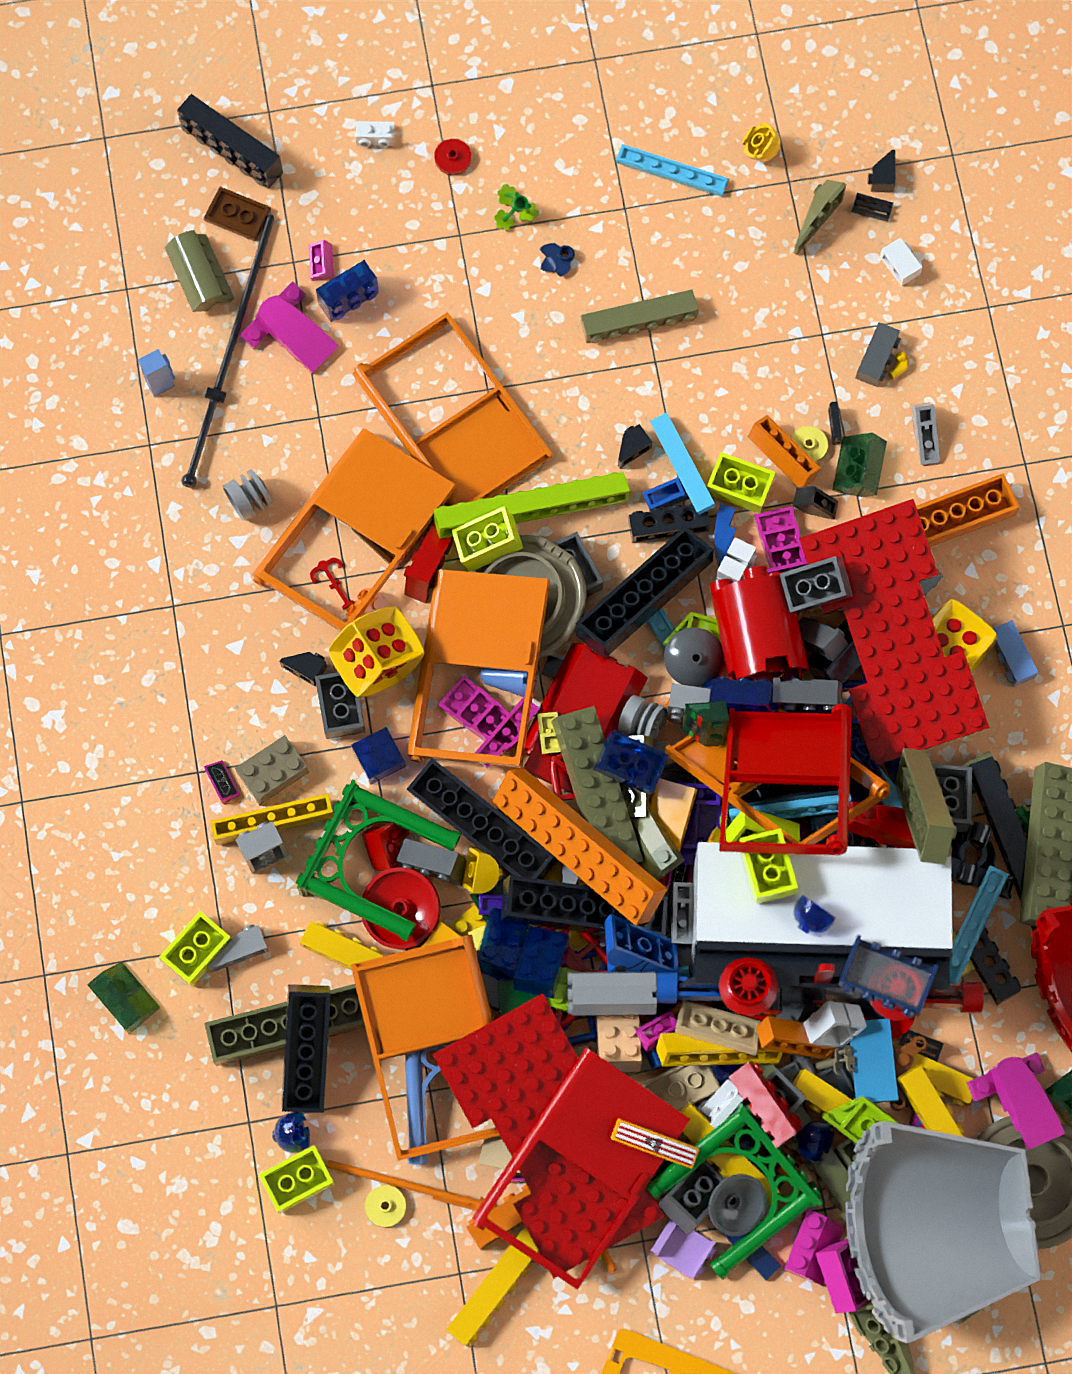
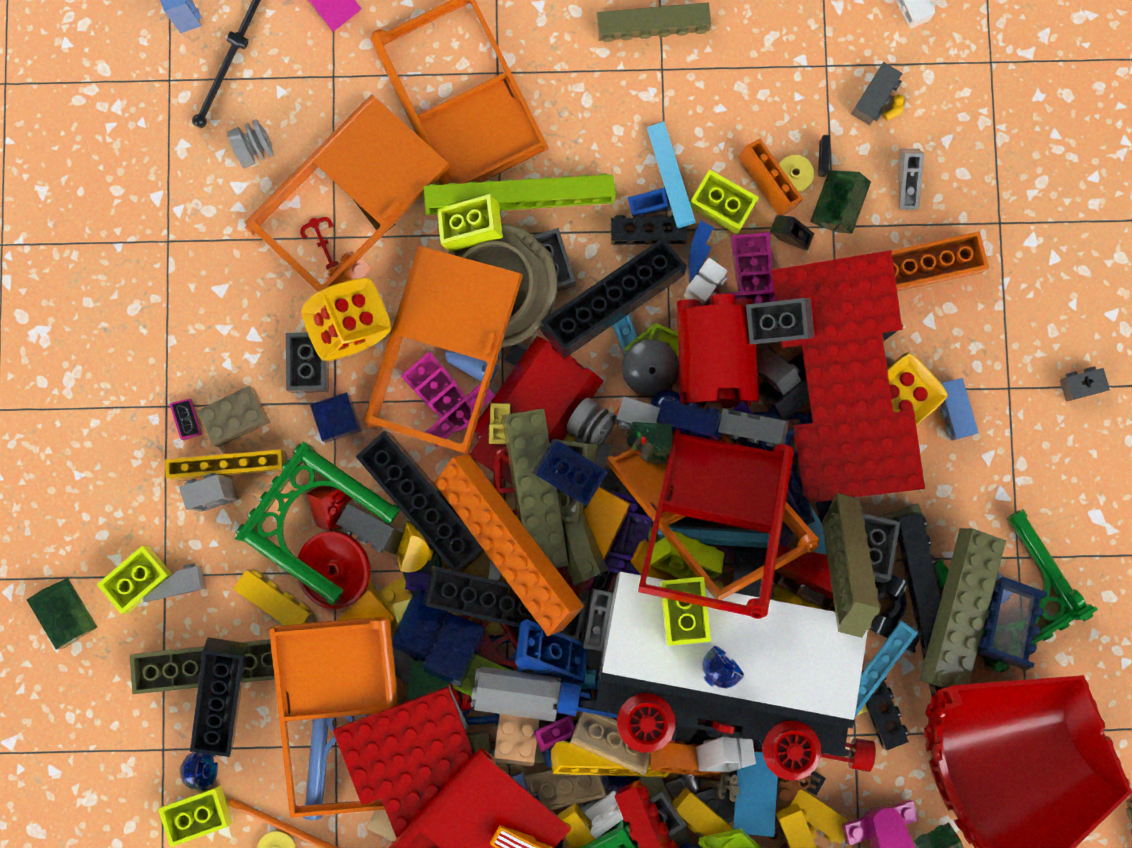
camera: 10 degrees right, 10 degrees up
(305, 666) = (281, 319): black slope -> none
(426, 561) = (410, 236): red wedge -> none
(633, 444) = (628, 147): black slope -> none
(887, 977) = (785, 743): clear window -> none

